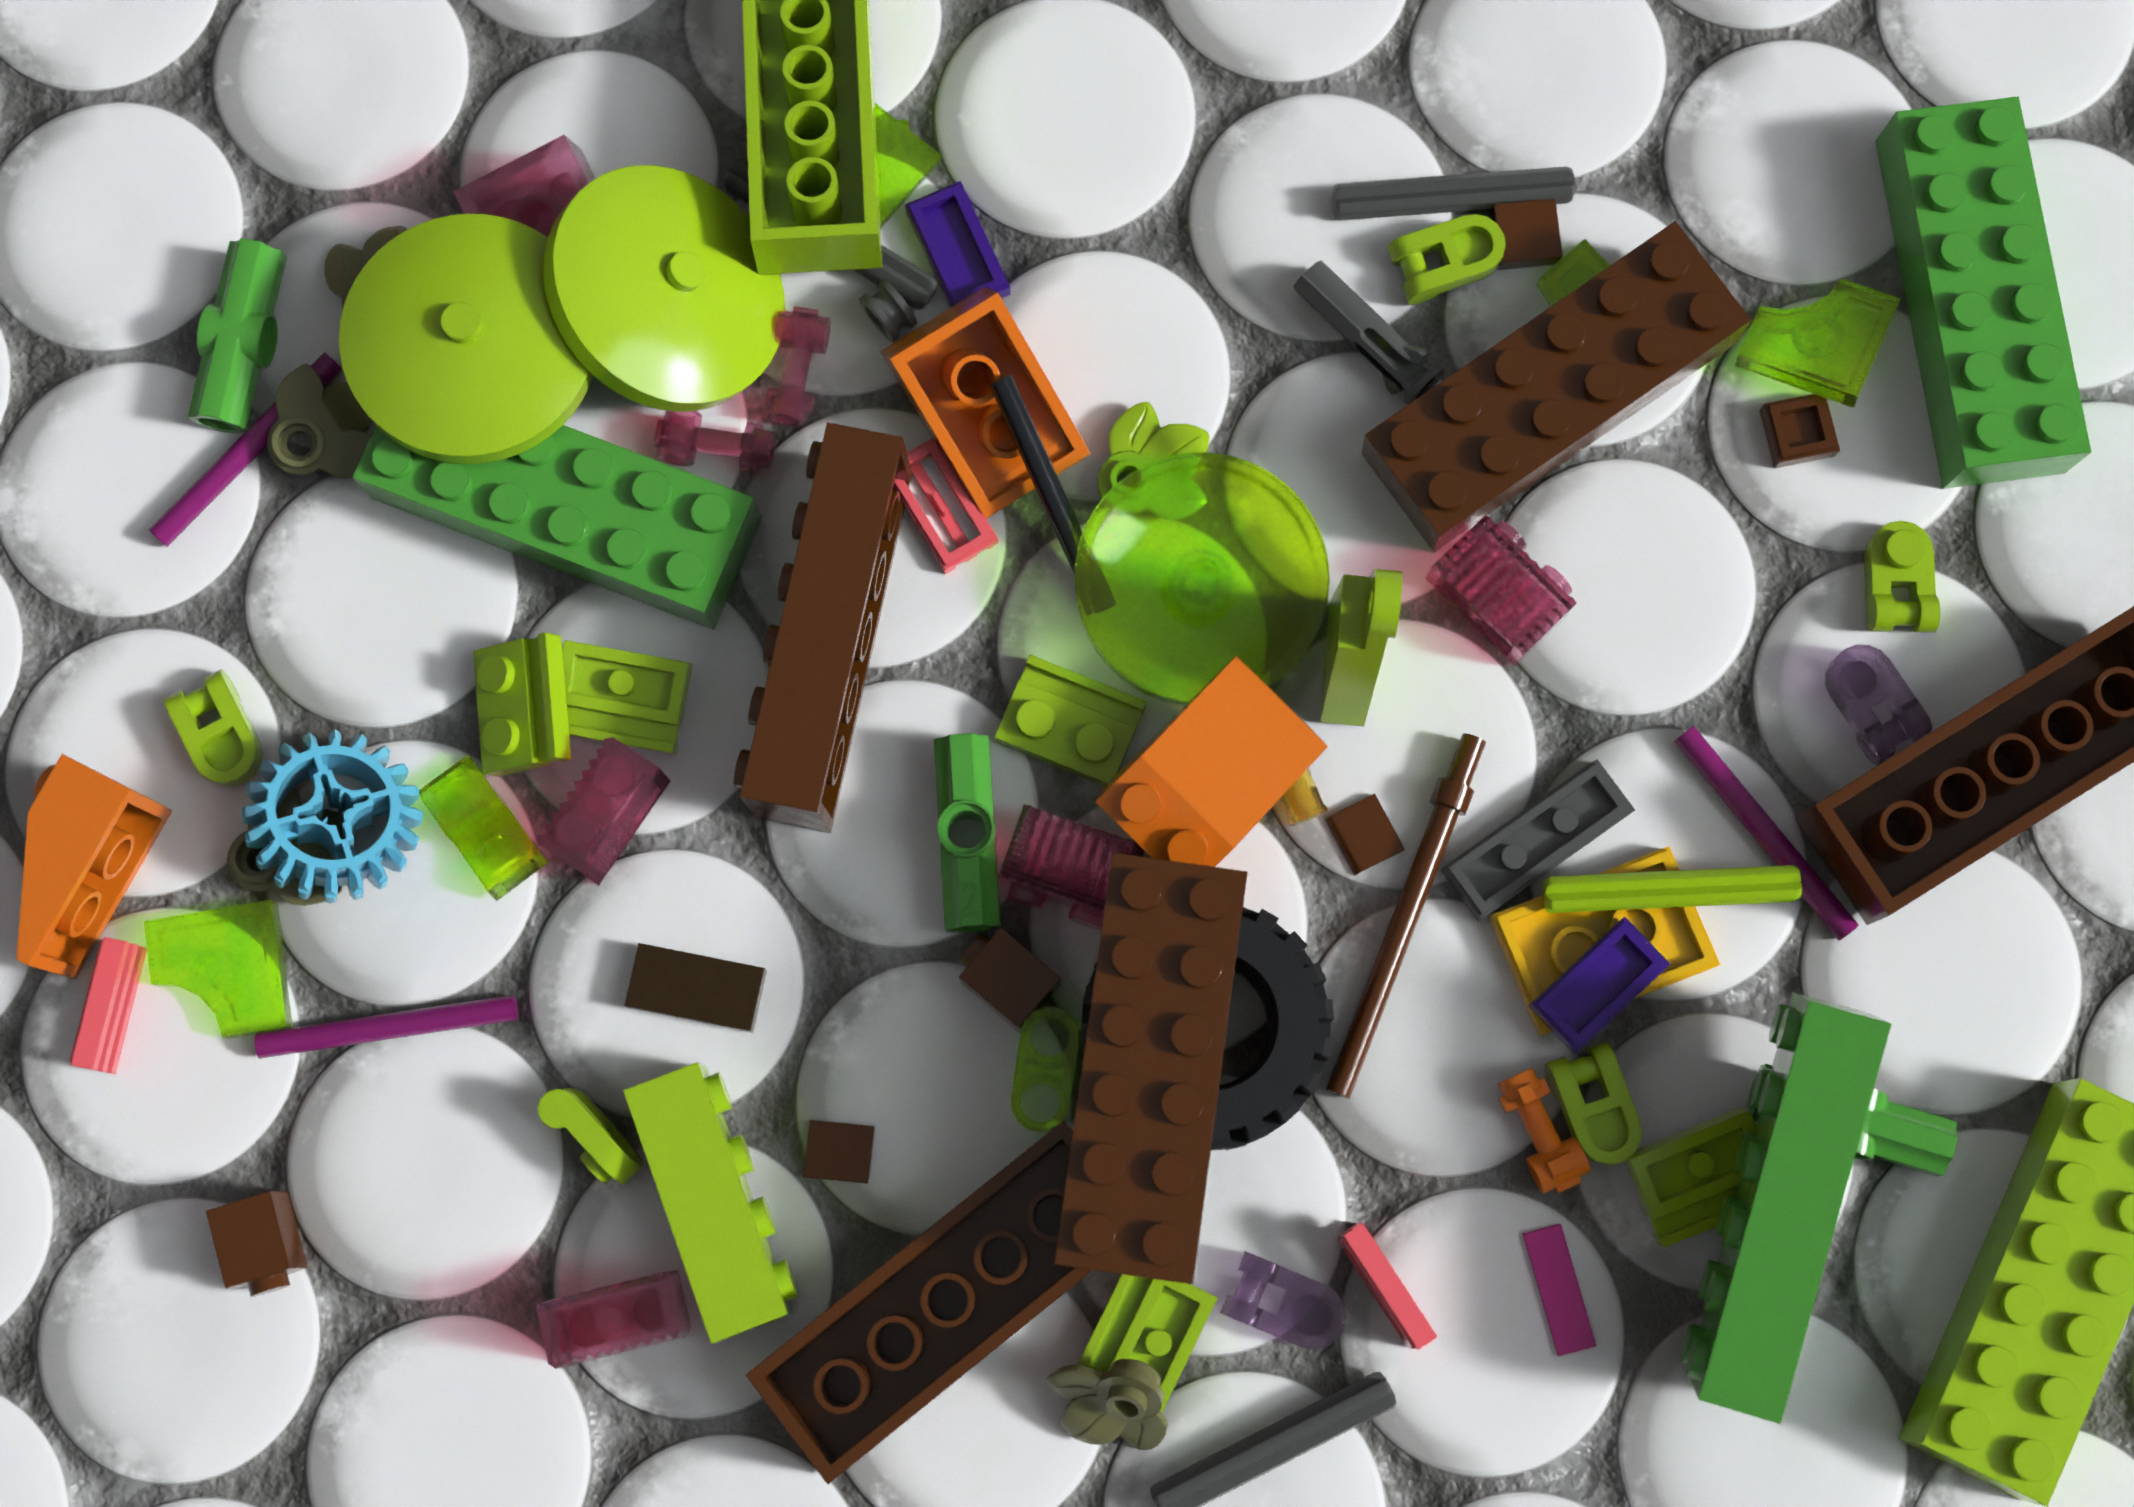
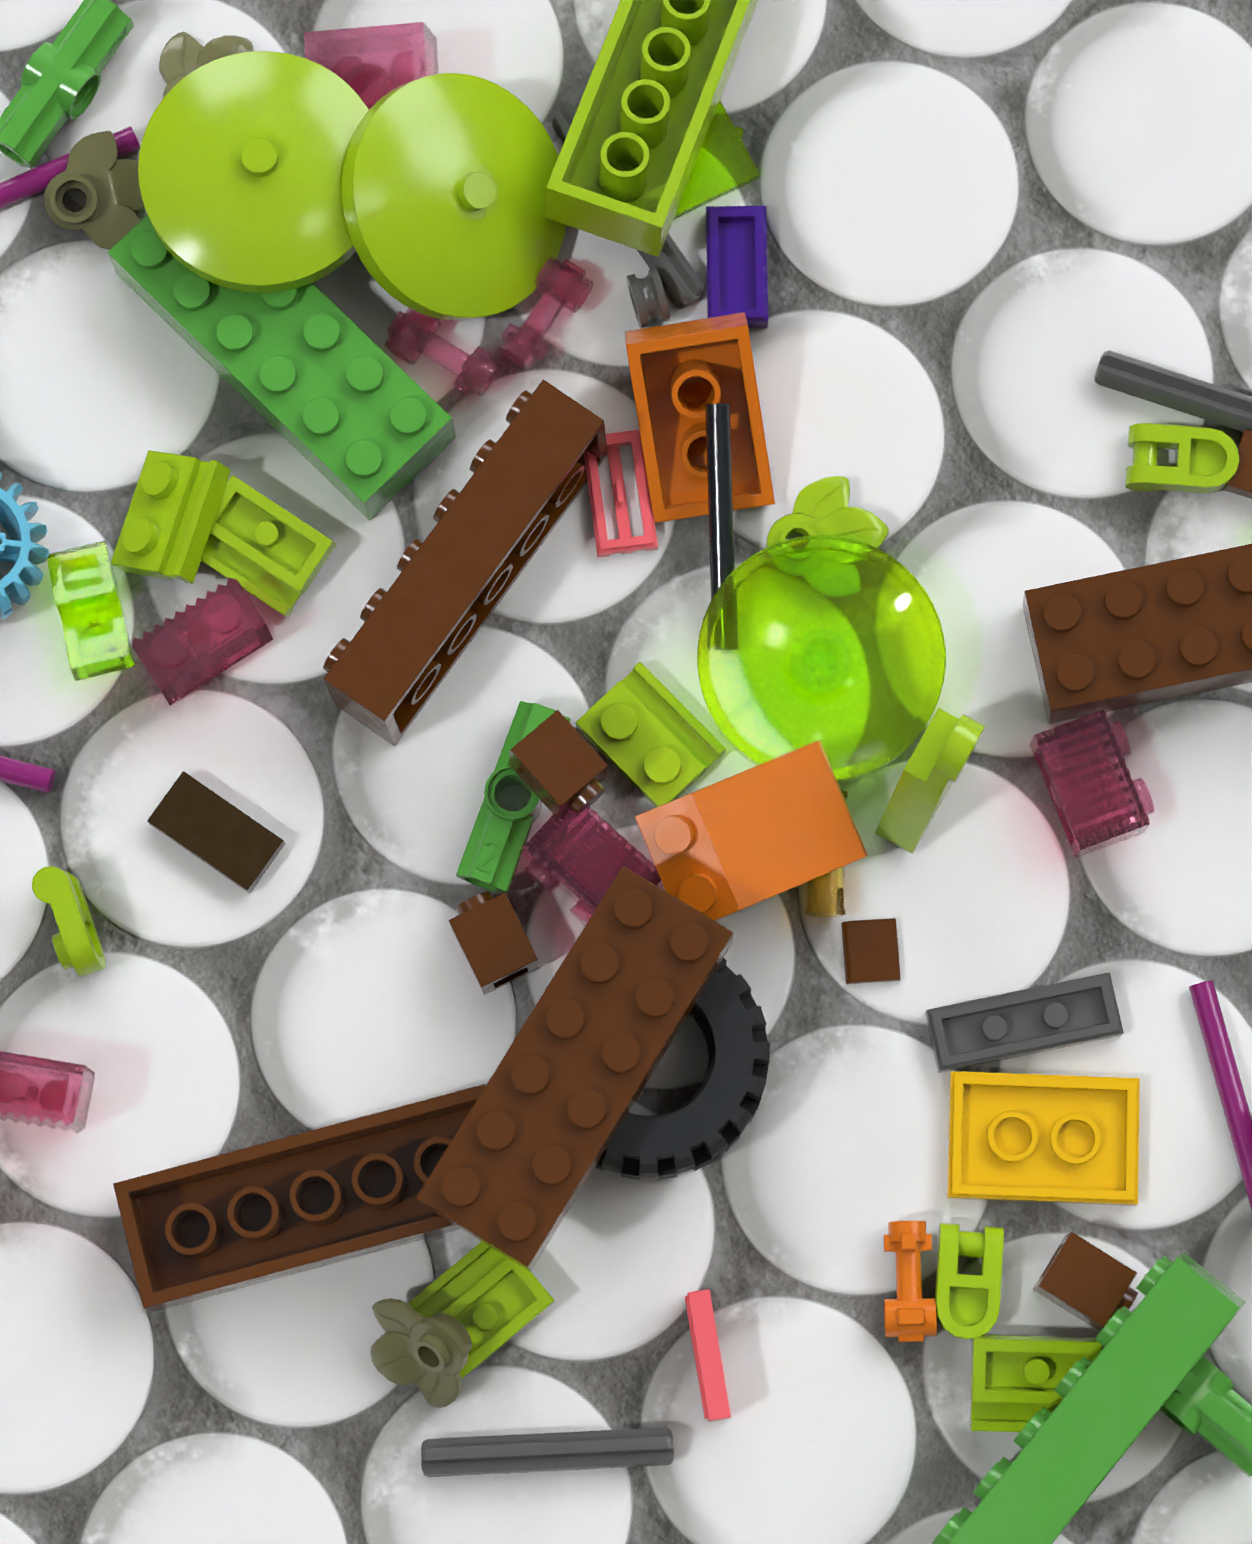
camera: 25 degrees right, 0 degrees up
(710, 1202) = (148, 1023): lime brick -> none
(839, 1151) = (279, 1030): reddish brown piece -> none
(1002, 784) = (559, 766): none -> reddish brown brick
(1040, 1070) = (483, 1033): clear neon green beam -> none
(1309, 1311) = (629, 1350): clear purple plate -> none
(1368, 333) = (1075, 498): dark grey piece -> none
(1450, 799) = (960, 953): reddish brown bar -> none
(1559, 1290) = (863, 1429): dark pink window -> none
(1599, 985) = (1017, 1173): dark purple tile -> none
(1671, 889) = (1122, 1116): lime axle -> none
(1708, 1059) = (1086, 1281): none -> reddish brown brick

